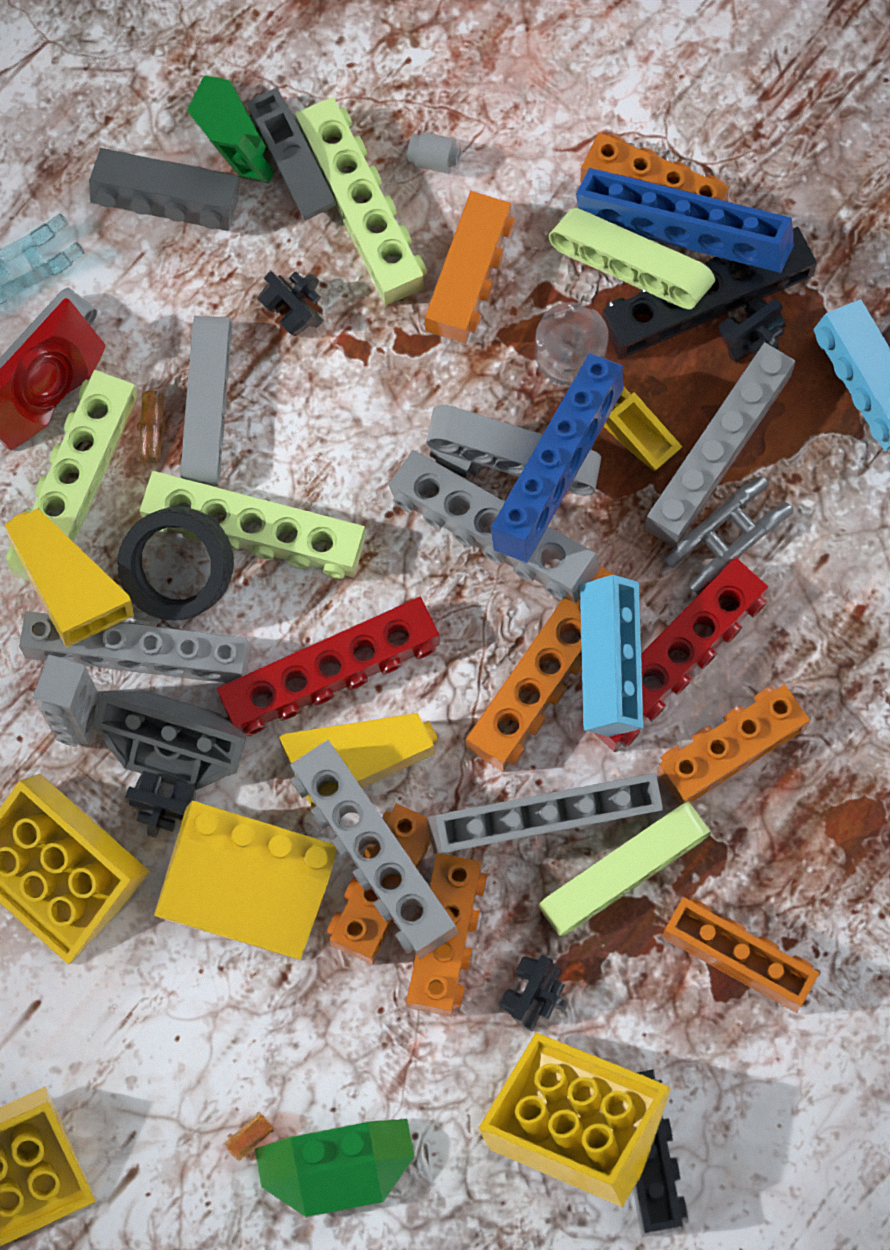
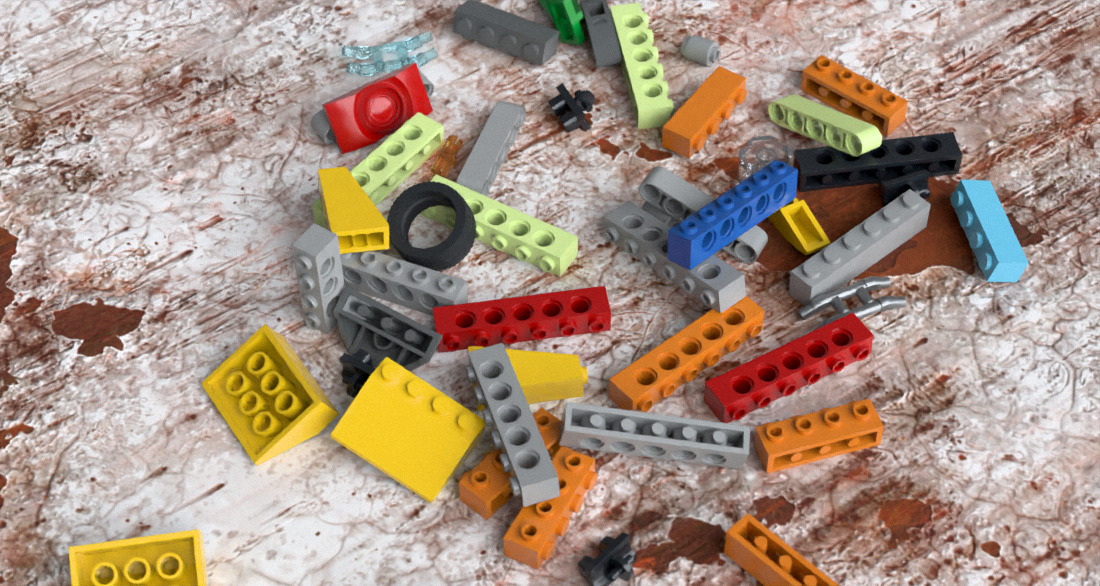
camera: 15 degrees right, 25 degrees down
(610, 654) = (736, 342): medium azure brick -> none
(624, 869) = (707, 497): yellowish green beam -> none
(689, 219) = (889, 112): blue brick -> none

